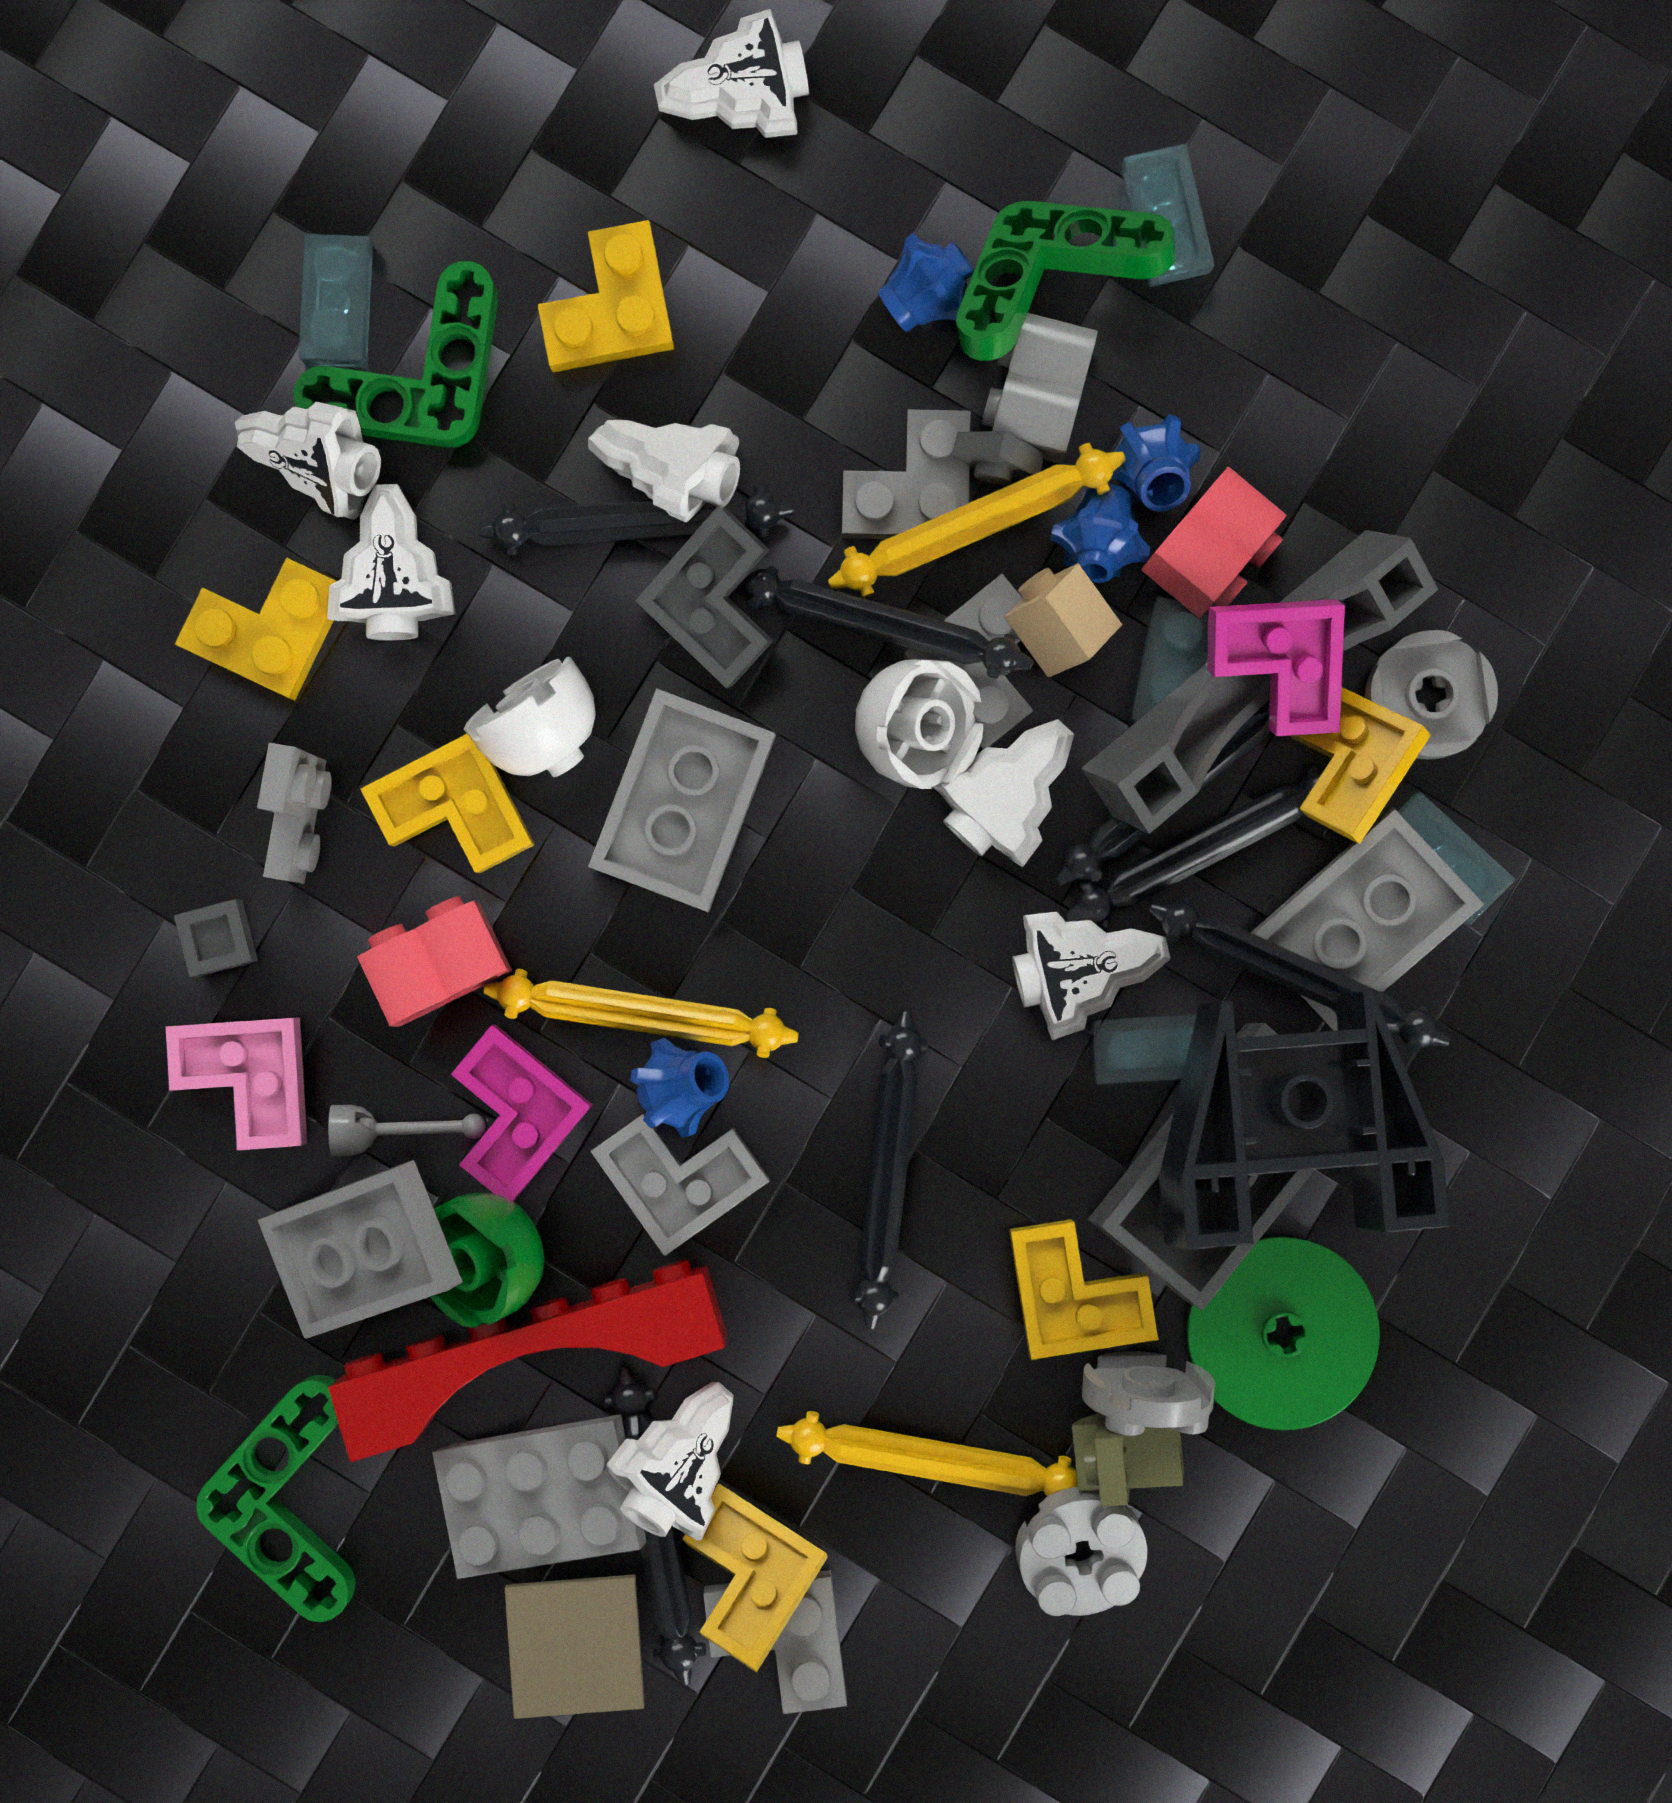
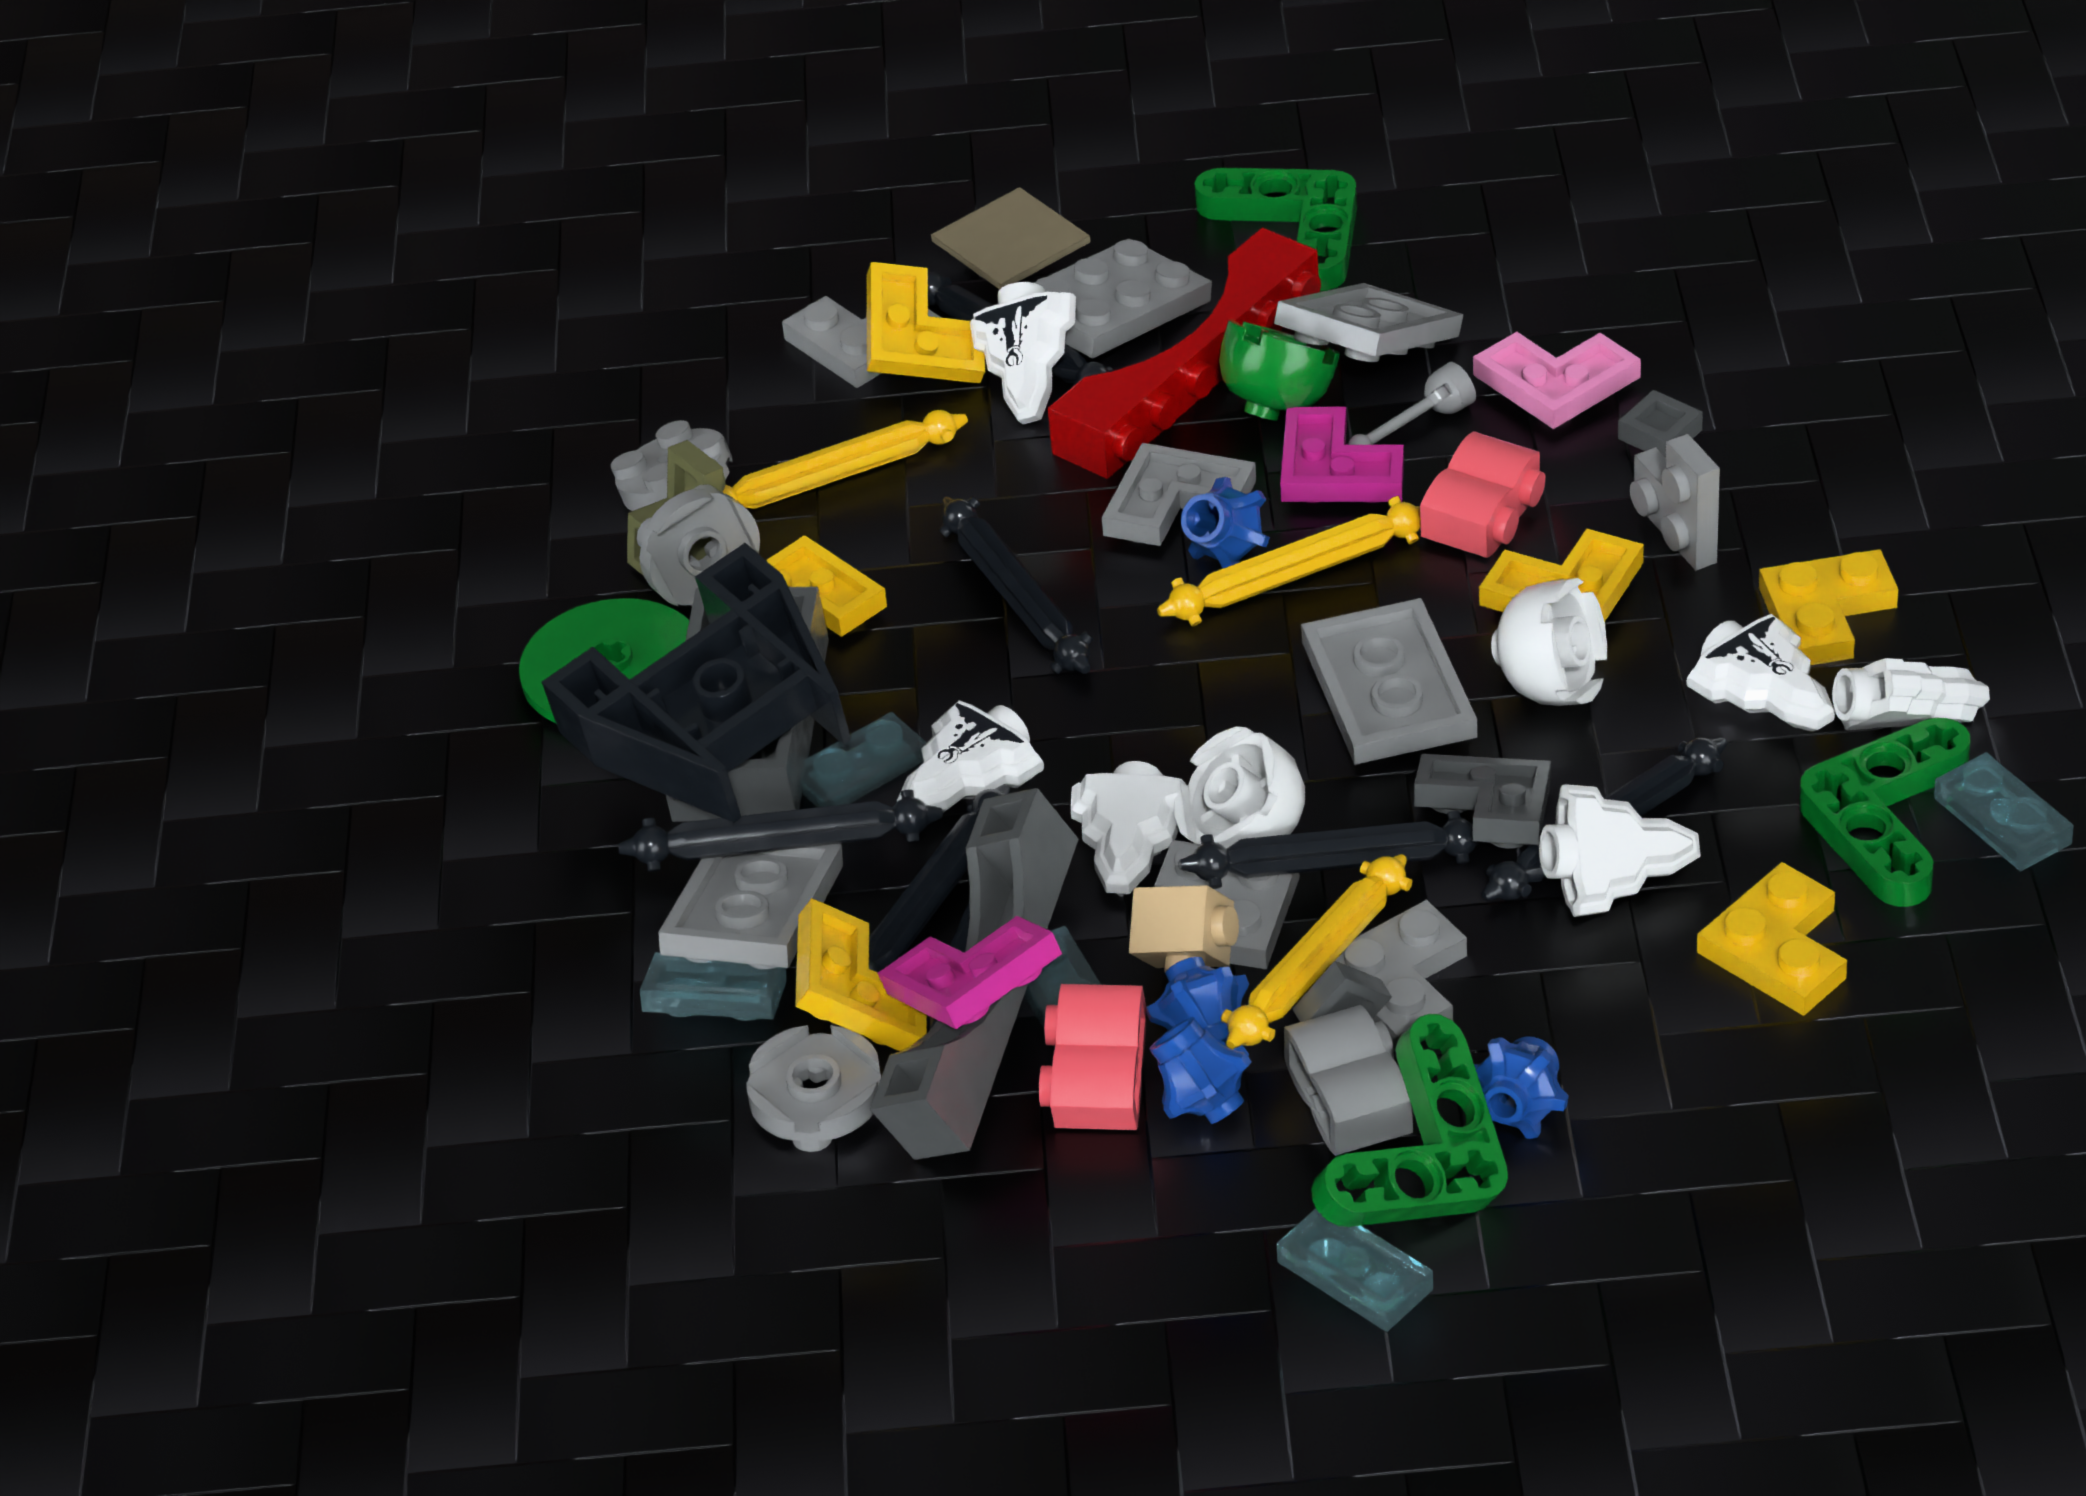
camera: 150 degrees right, 45 degrees down
(742, 80) = (1827, 1137): white rock -> none

